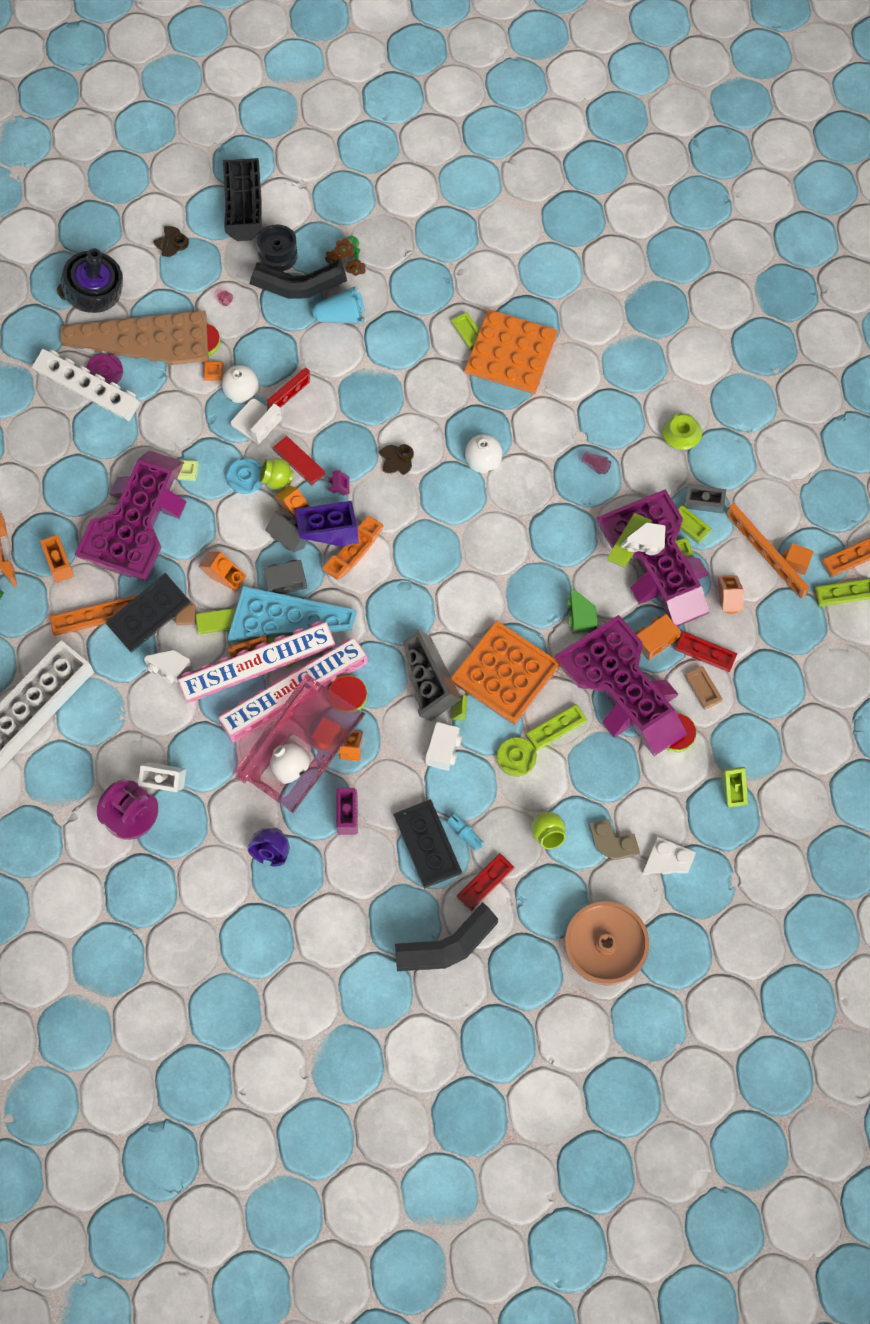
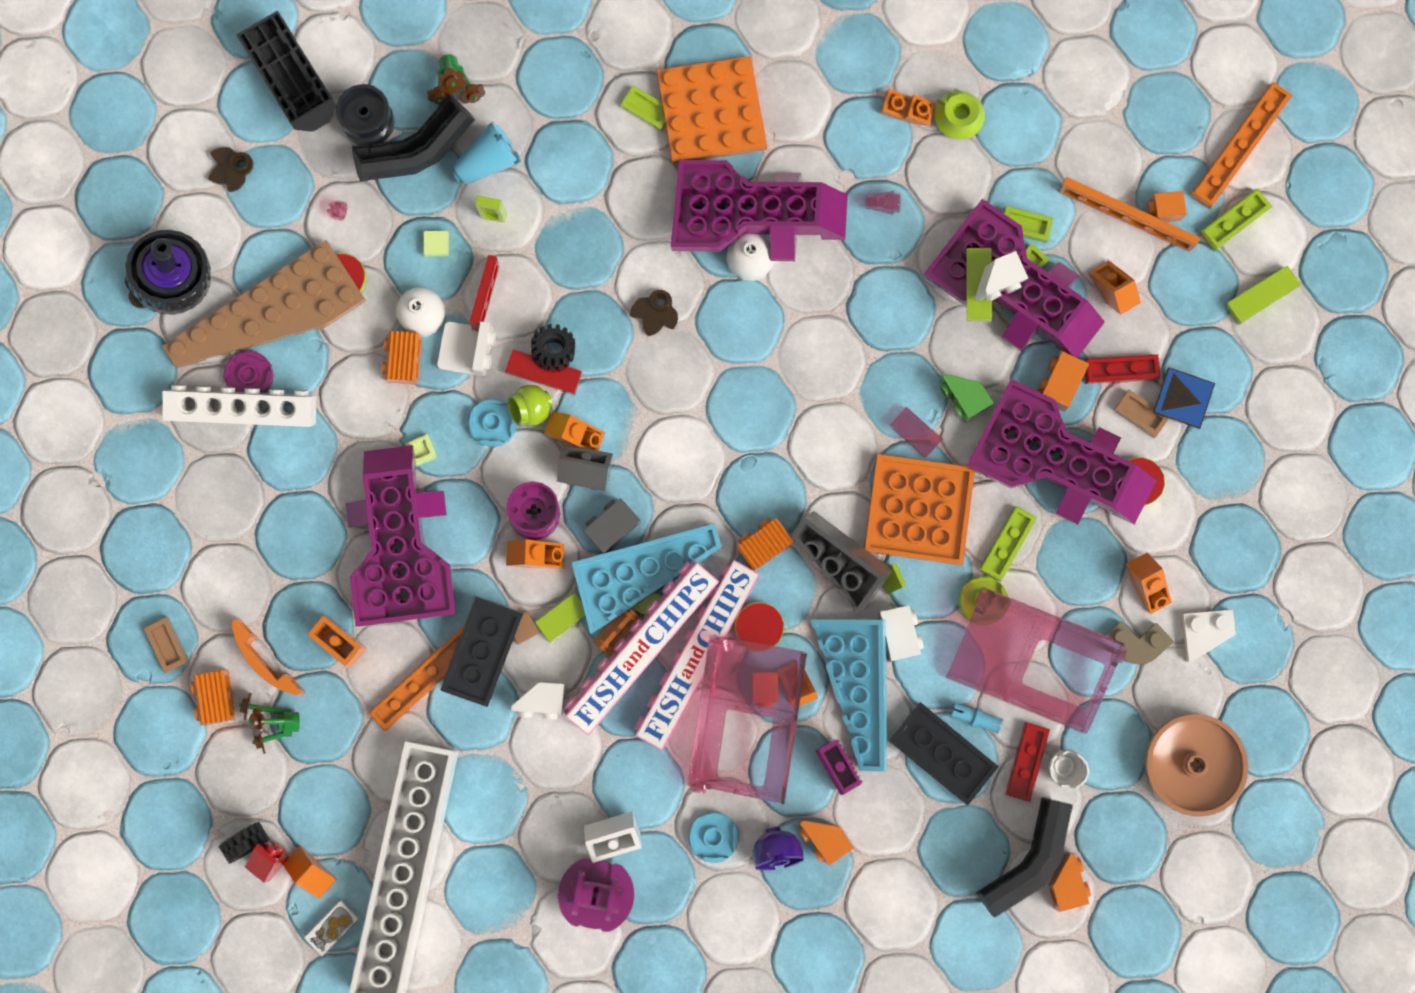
camera: 30 degrees left, 15 degrees up
(210, 406) = (402, 357): none -> orange brick
(213, 370) = (378, 309): orange tile -> none
(232, 818) = (713, 837): none -> medium azure tile
(238, 539) = (520, 505): none -> magenta wheel
(276, 348) = (436, 243): none -> yellowish green tile
(288, 762) = (746, 745): white cylinder -> none
(310, 453) = (553, 335): none -> black tyre
(311, 858) = (828, 840): none -> orange slope
(324, 340) = (491, 209): none -> lime tile
(328, 523) = (627, 438): dark purple slope -> none
(339, 483) = (608, 377): magenta tile -> none
(351, 554) = (669, 450): orange slope -> none
(382, 640) = (764, 544): none -> orange brick
(395, 760) = (857, 673): none -> medium azure wing
(464, 980) = (1067, 885): none -> orange slope
(481, 407) = (777, 210): none -> magenta piece
(507, 790) = (1001, 645): none -> clear pink piece
(511, 898) = (1068, 769): none -> white hair
(533, 622) = (916, 432): none -> clear pink tile
(548, 830) = (1067, 670): lime piece -> none
(643, 802) = (1149, 582): none -> orange slope
(647, 412) = (907, 108): none -> orange slope
(705, 498) = (1031, 187): dark grey brick -> none
(735, 786) = (1236, 514): lime slope -> none
(739, 690) = (1184, 398): none -> piece
(838, 651) = (1263, 294): none -> lime tile

